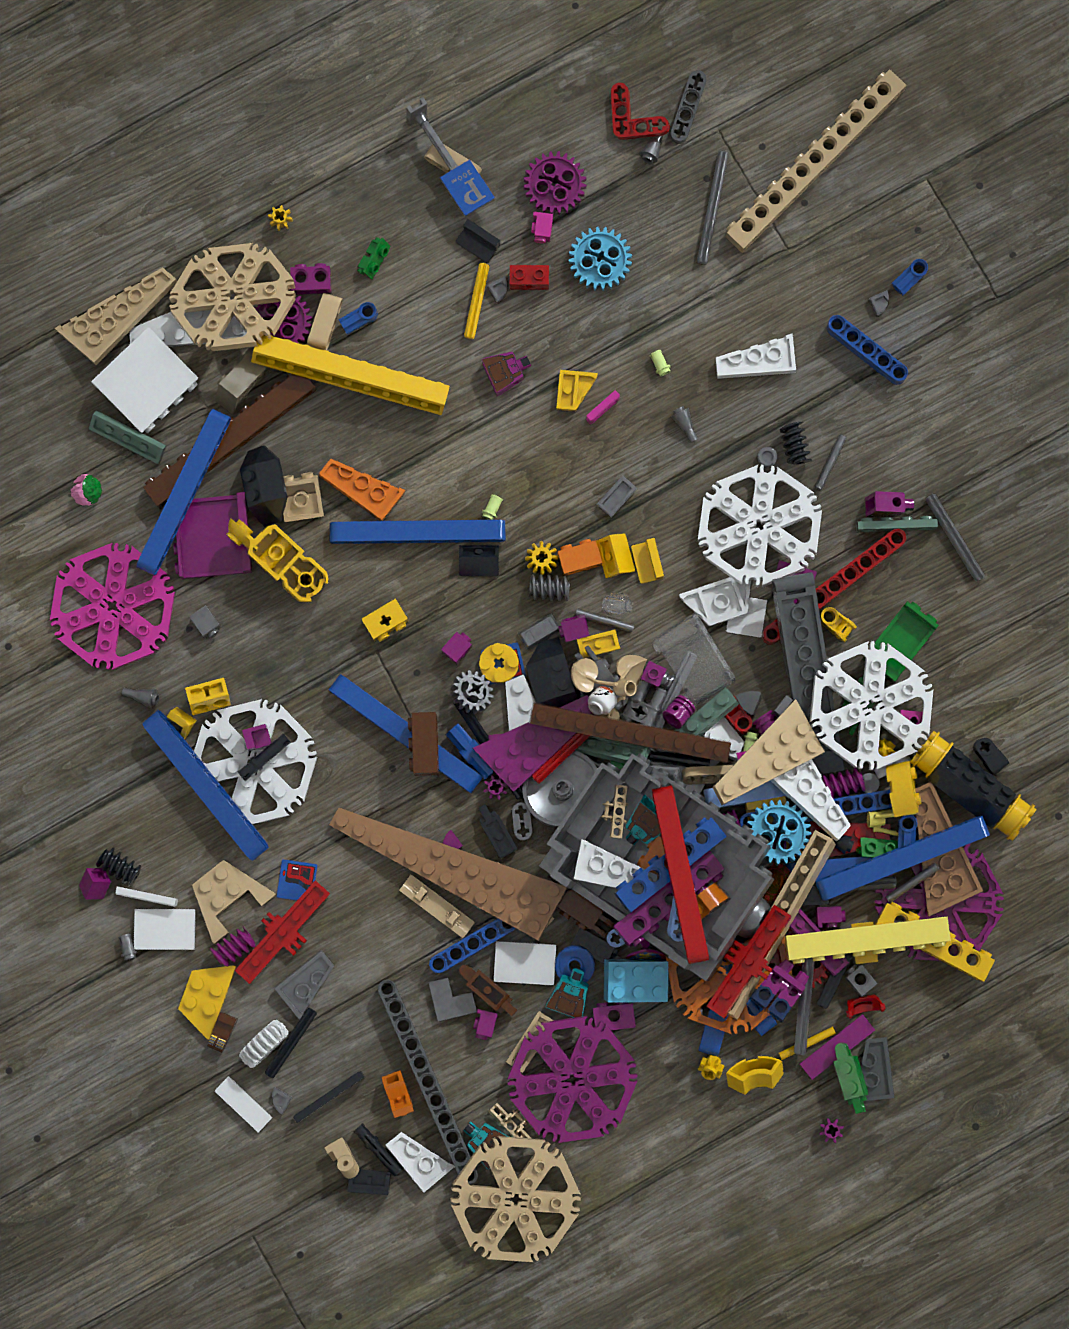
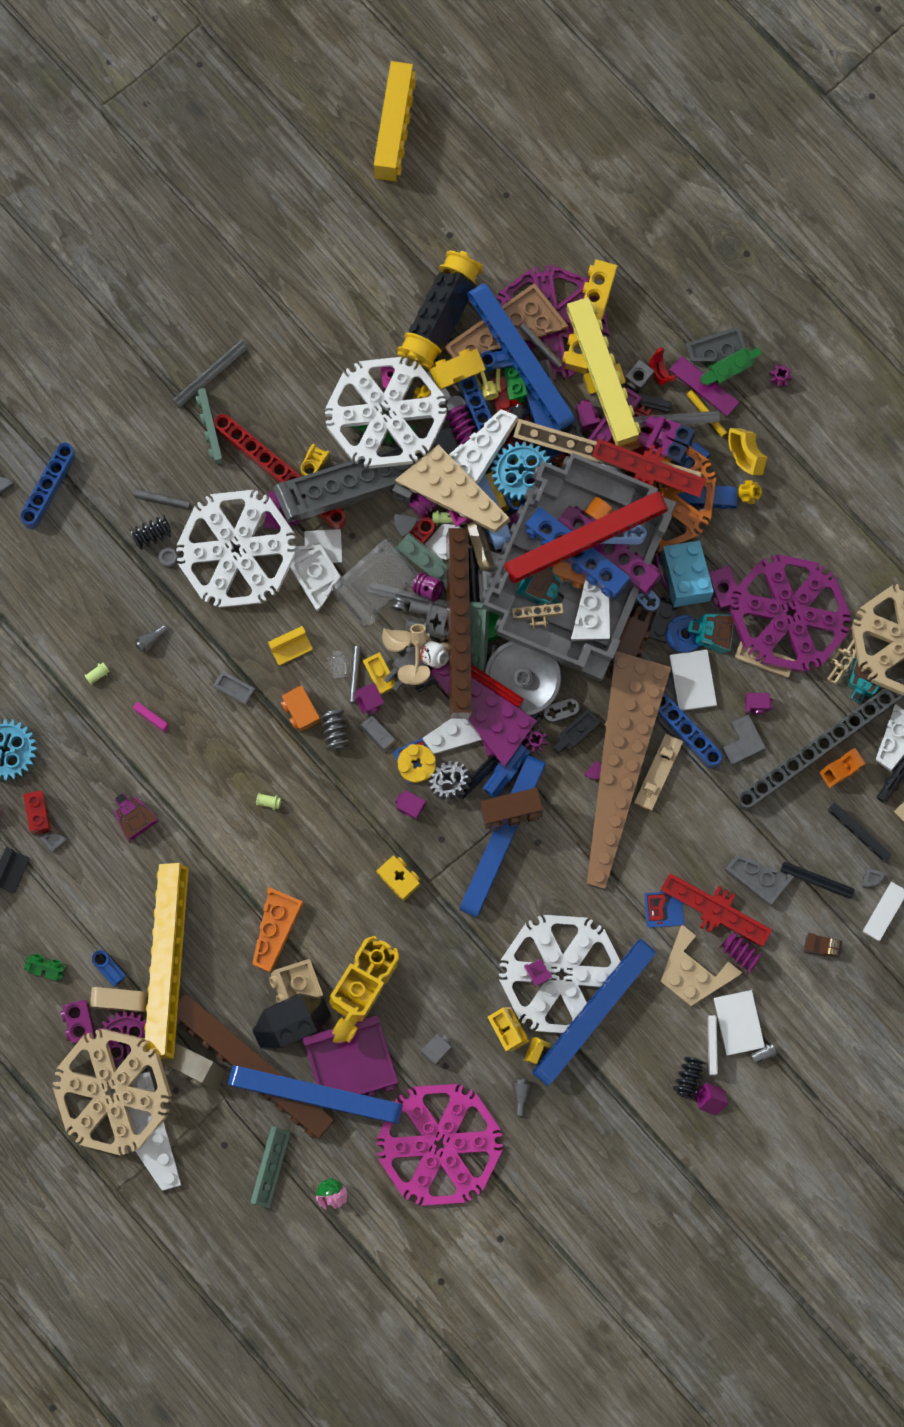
camera: 100 degrees left, 5 degrees down
(114, 318) = (157, 1210): tan wing -> none
(145, 380) = (211, 1160): white panel -> none
(205, 997) = (793, 969): yellow wing -> none
(263, 757) = (555, 962): black pin -> none
(263, 1043) = (825, 901): white gear -> none
(280, 224) = (21, 1060): yellow gear -> none
(417, 531) = (306, 867): blue beam -> none
(476, 301) = (69, 859): yellow axle -> none
(478, 560) = (321, 802): black panel -> none
(487, 990) = (726, 707): reddish brown hinge -> none
(536, 554) = (313, 738): yellow gear -> none
(550, 675) = (417, 711): black wedge -> none
(573, 388) = (138, 749): yellow wing -> none
(615, 555) = (291, 676): yellow panel -> none
(653, 674) = (397, 617): magenta brick -> none
(758, 360) = (74, 576): white wing -> none
(887, 504) = (192, 438): magenta torso -> none
(907, 635) = (310, 399): green panel -> none
(993, 758) = (409, 301): black piece -> none

